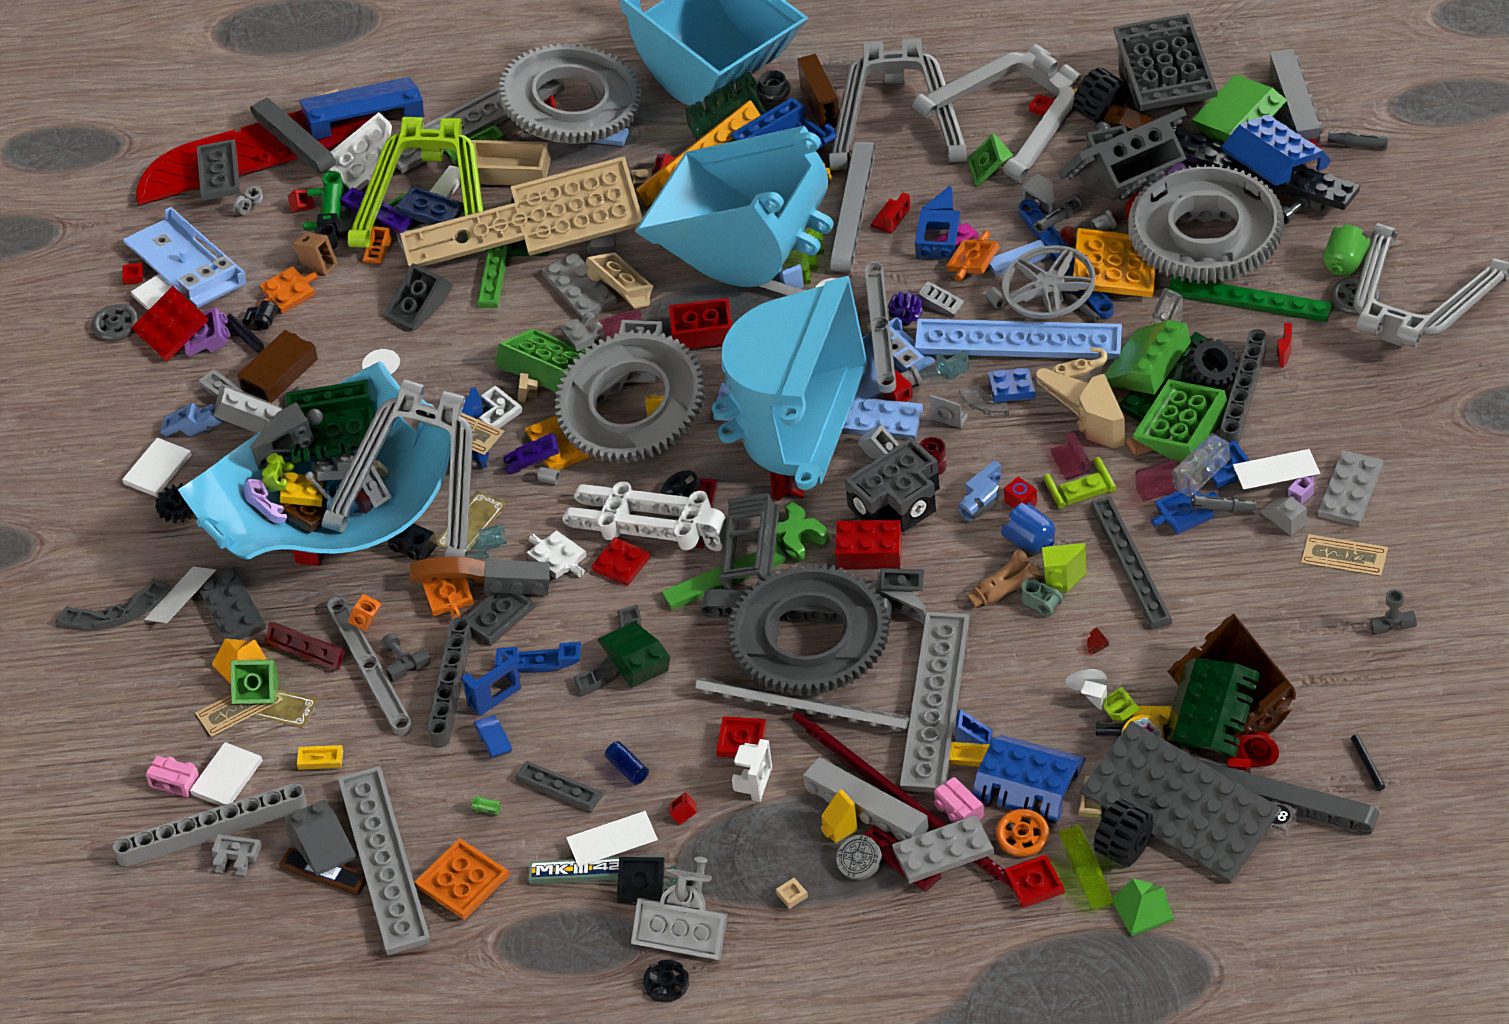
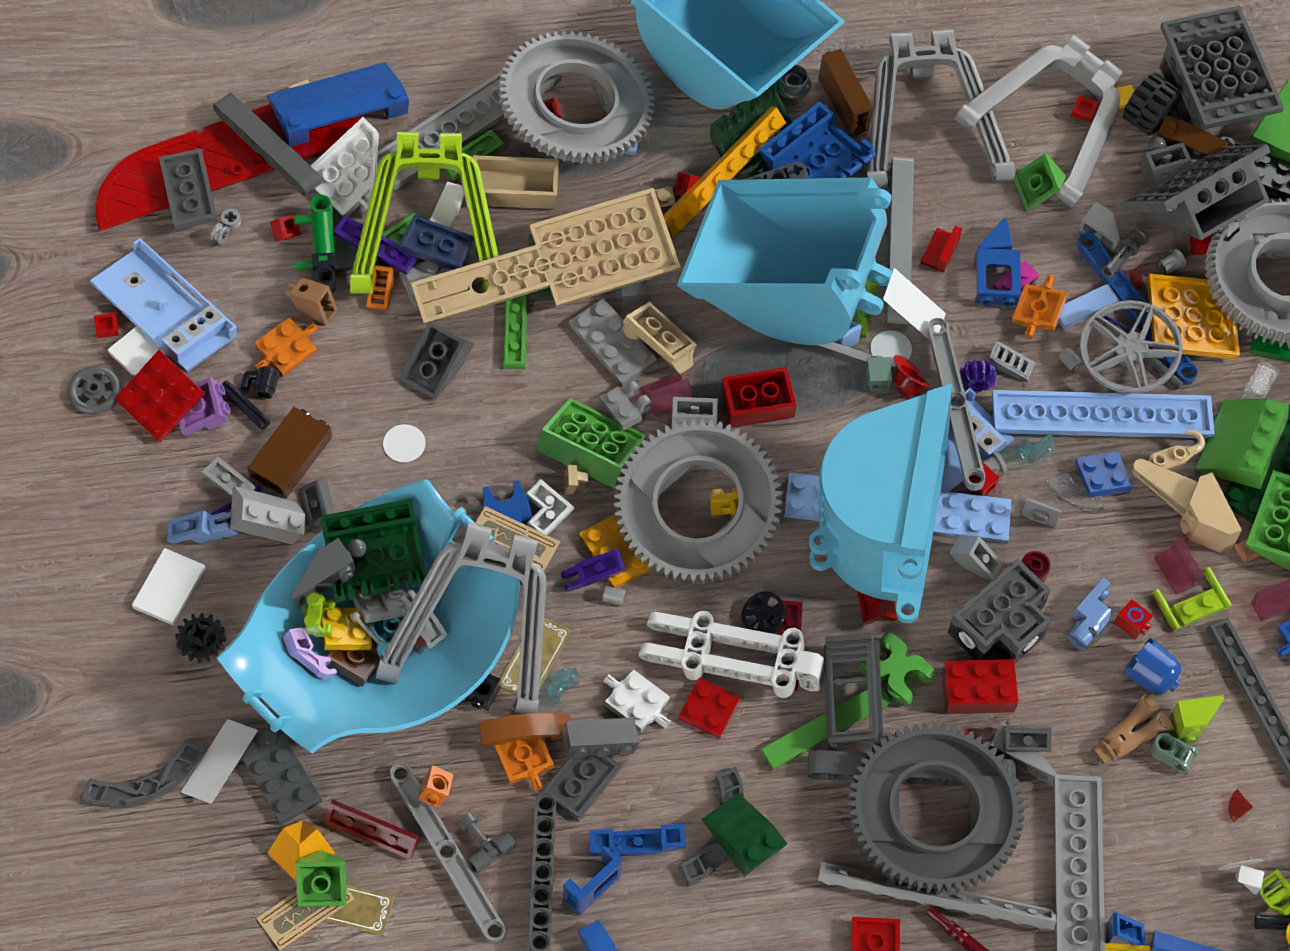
camera: 15 degrees left, 15 degrees up
(849, 248) = (912, 303): none -> white sticker

